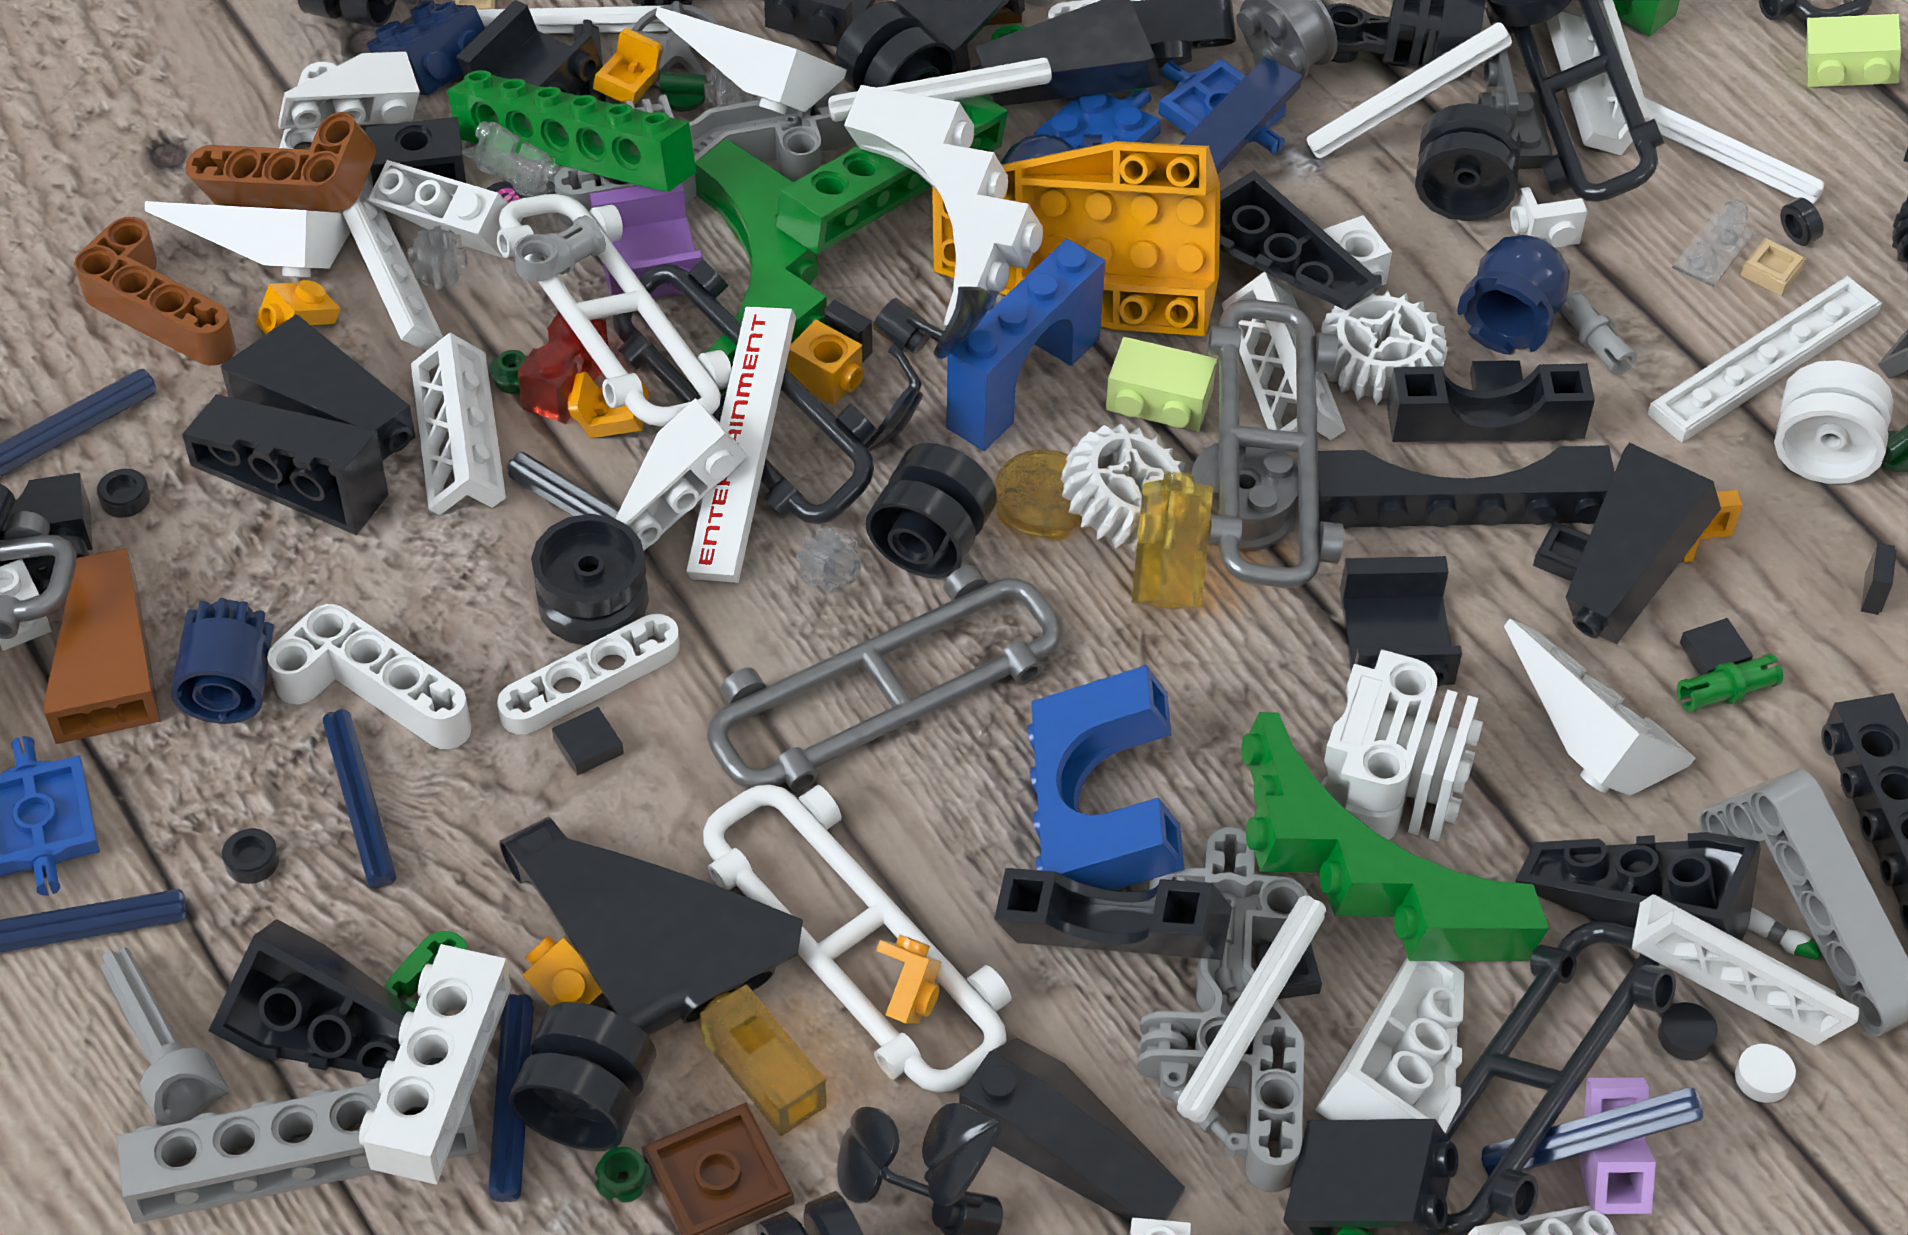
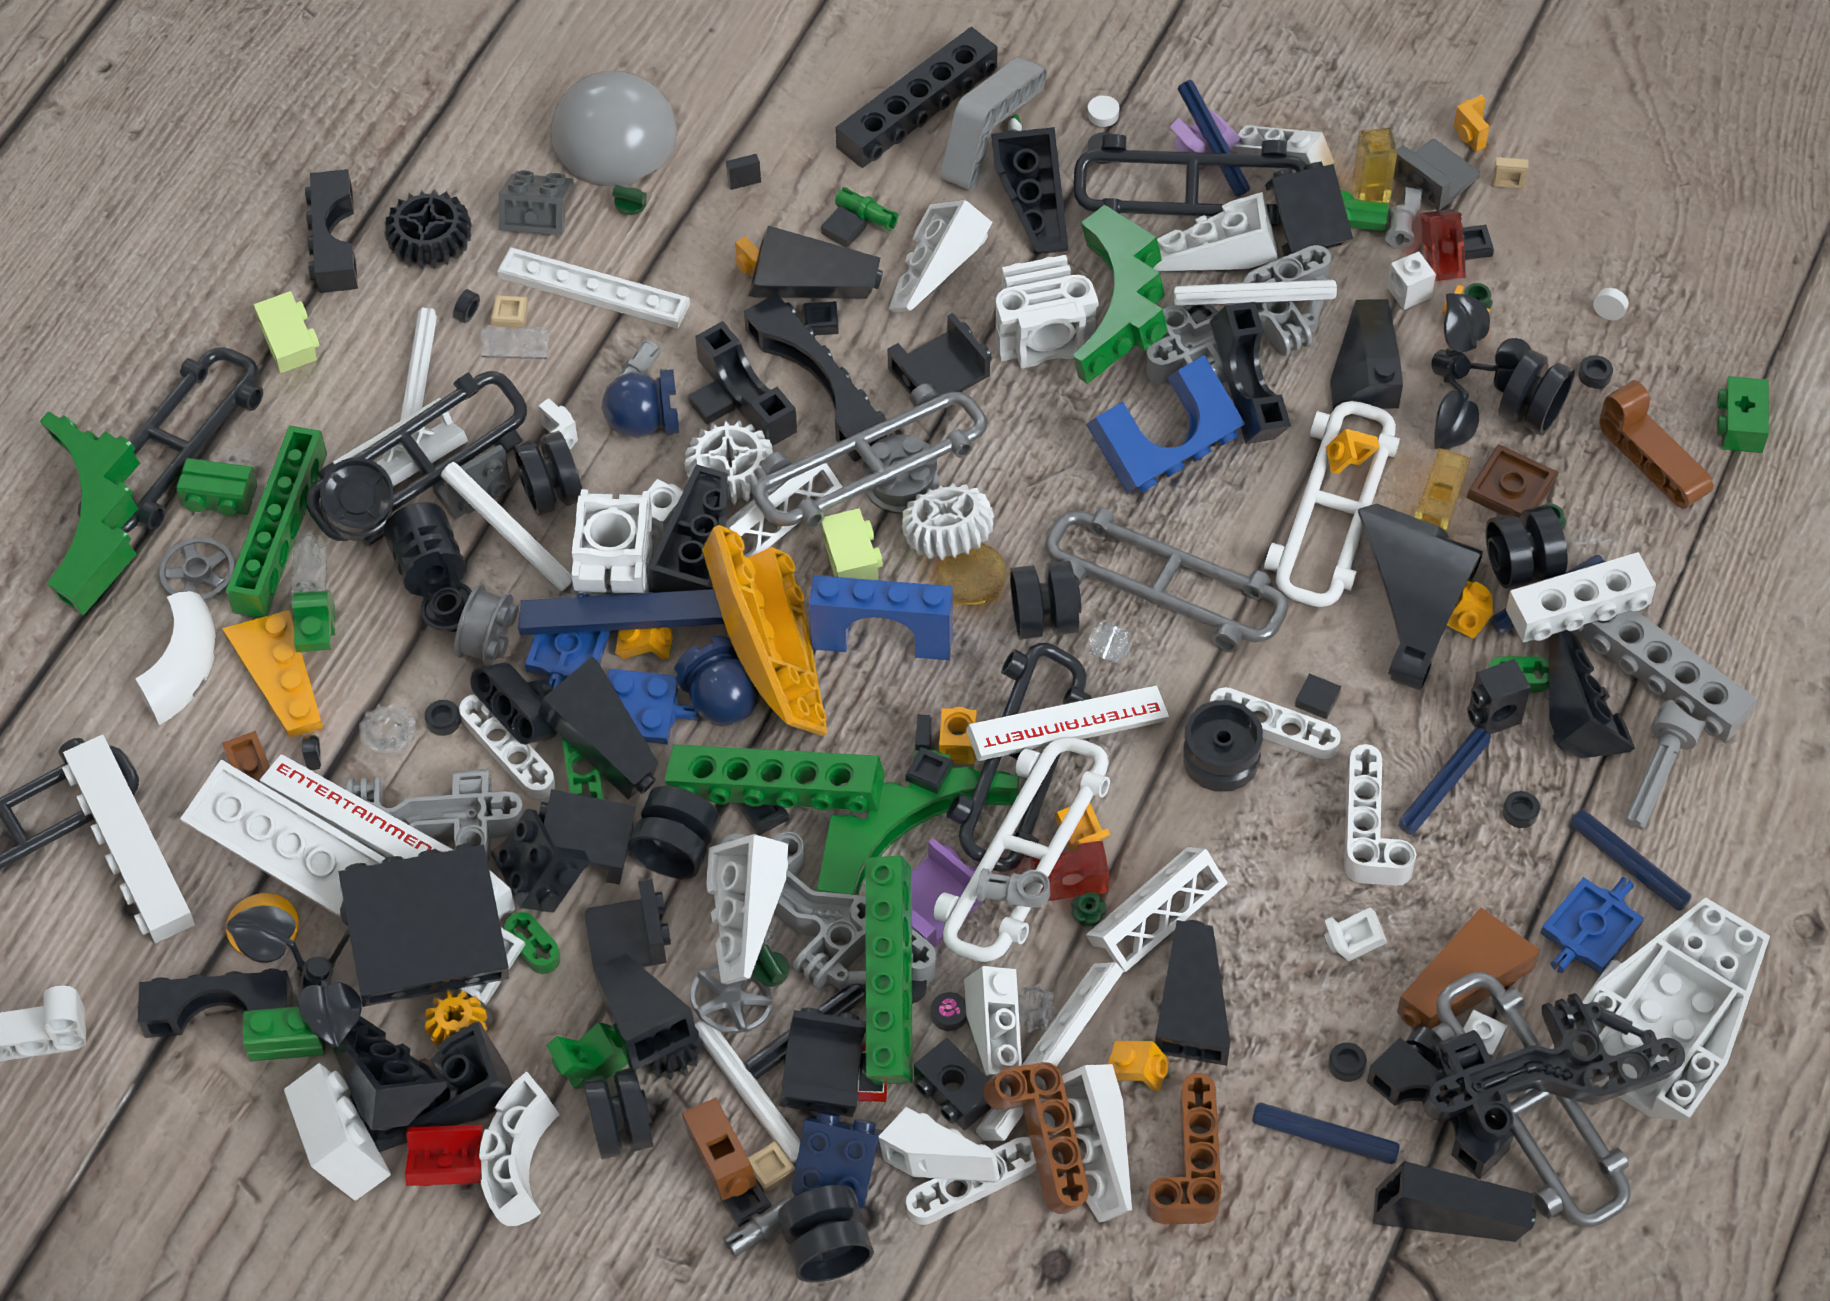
camera: 120 degrees left, 5 degrees up
(222, 662) = (1429, 890): dark blue gear -> none
(254, 570) = (1355, 934): none -> white bracket
(291, 458) = (1260, 967): black wedge -> none
(394, 891) = (1498, 697): none -> black brick
(529, 171) = (929, 1006): clear hinge -> none
(556, 487) = (1160, 814): axle -> none
(631, 68) = (785, 997): light orange bracket -> none
(679, 470) = (1122, 735): white slope -> none
(786, 286) = (929, 770): none -> black tile
(911, 332) = (940, 593): black plant -> none
(935, 142) = (781, 713): white arch -> none
(960, 85) = (695, 775): white axle -> none
(1172, 542) = (982, 468): clear yellow brick -> none
(1309, 145) = (612, 544): none -> white piece
(1740, 972) = (1074, 120): white fence -> none
(1834, 422) = (645, 217): white wheel -> none

